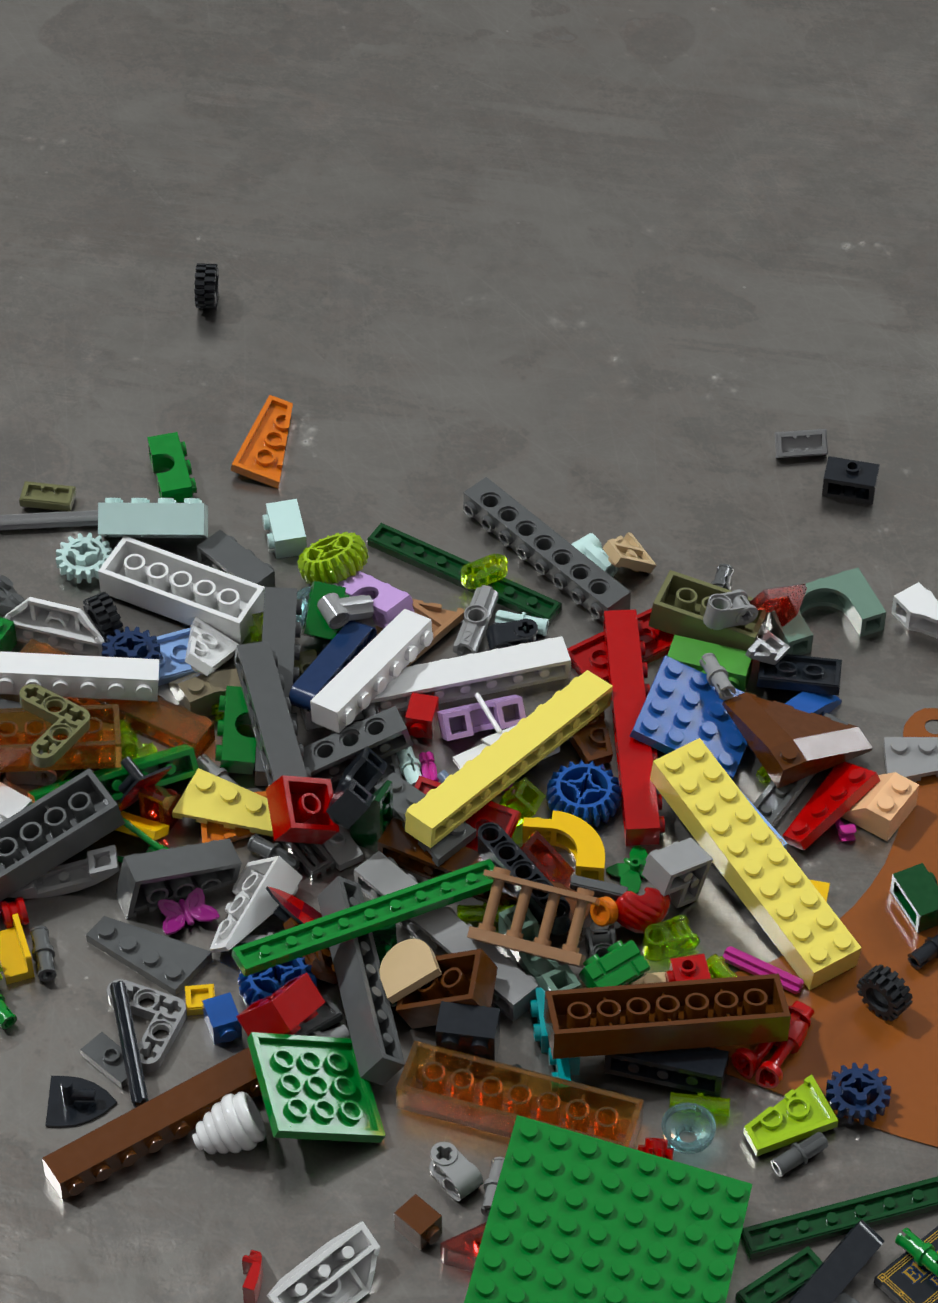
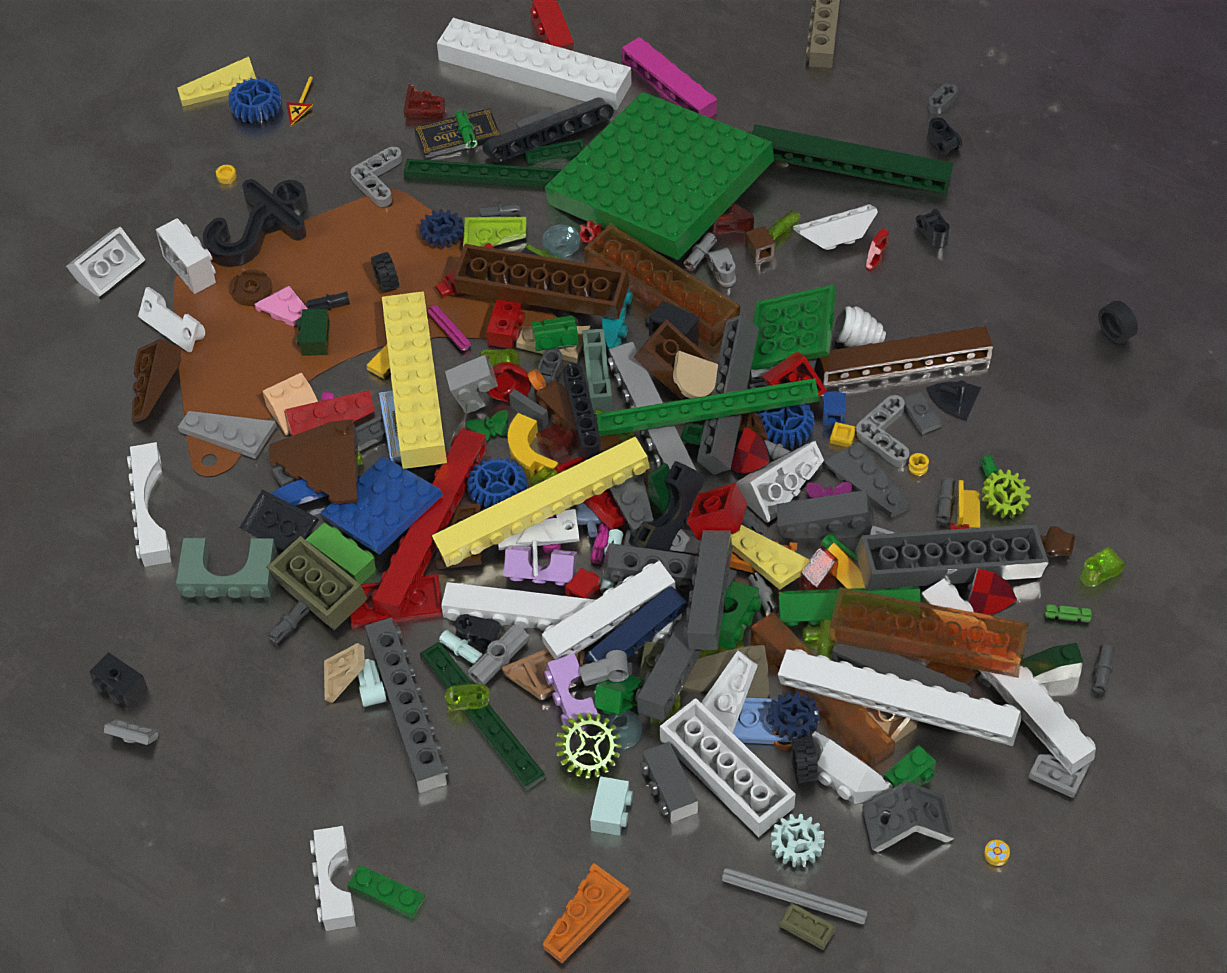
camera: 155 degrees left, 5 degrees up
(70, 721) = (882, 609): olive beam -> none
(87, 986) = (921, 468): none -> yellow bush
(128, 1043) = (907, 407): black axle -> none
(135, 781) = (833, 570): shield -> none
(153, 520) = (726, 838): light aqua brick -> none
(168, 455) = (681, 930): green arch -> none
(401, 1268) = (783, 225): none -> clear neon green pin
(465, 405) = (386, 892): none -> green plate
(504, 375) = (336, 905): none -> white arch
(514, 938) = (594, 367): medium nougat fence -> none
(717, 676) = (349, 516): light grey pin -> none
(718, 967) = (478, 333): clear neon green pin -> none
(727, 610) = (308, 552): light grey piece -> none
(768, 649) = (288, 537): light grey slope -> none
(782, 600) = (260, 555): clear red slope -> none

